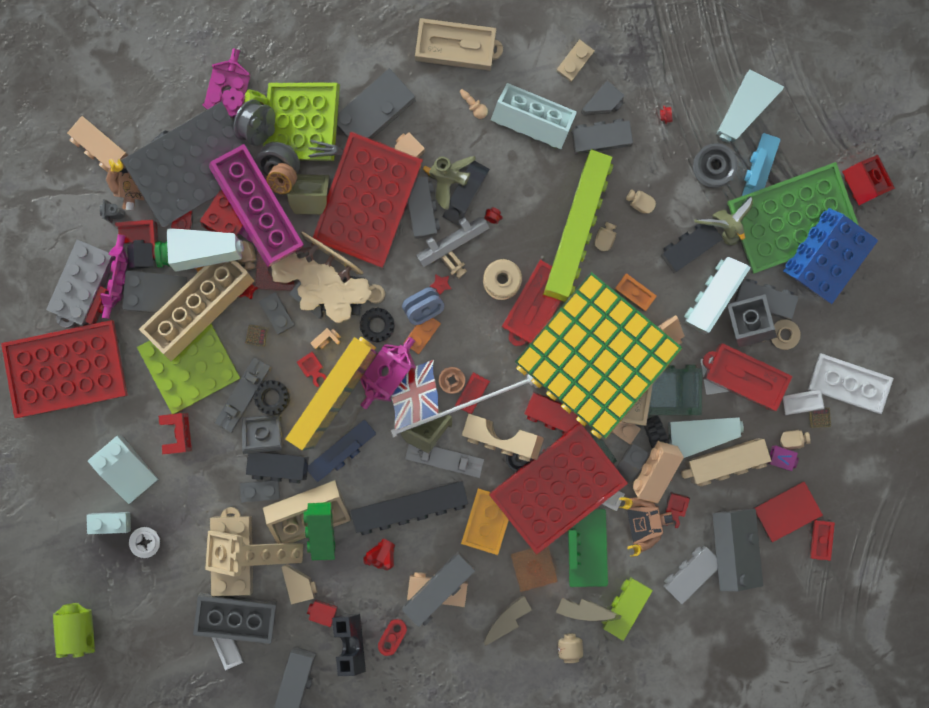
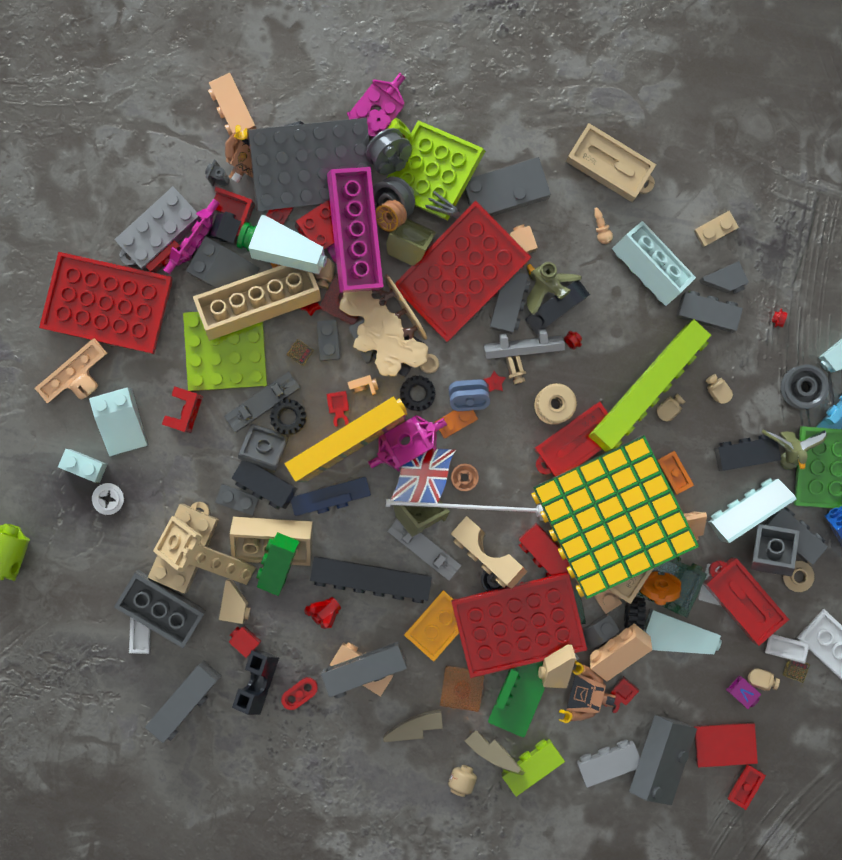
camera: 25 degrees right, 0 degrees up
(64, 445) = (73, 374): none -> light nougat plate
(473, 390) = (479, 496): red plate -> none
(609, 511) = (557, 668): none -> tan slope
(668, 399) = (661, 588): none -> orange plate
(727, 461) = (690, 672): tan piece -> none

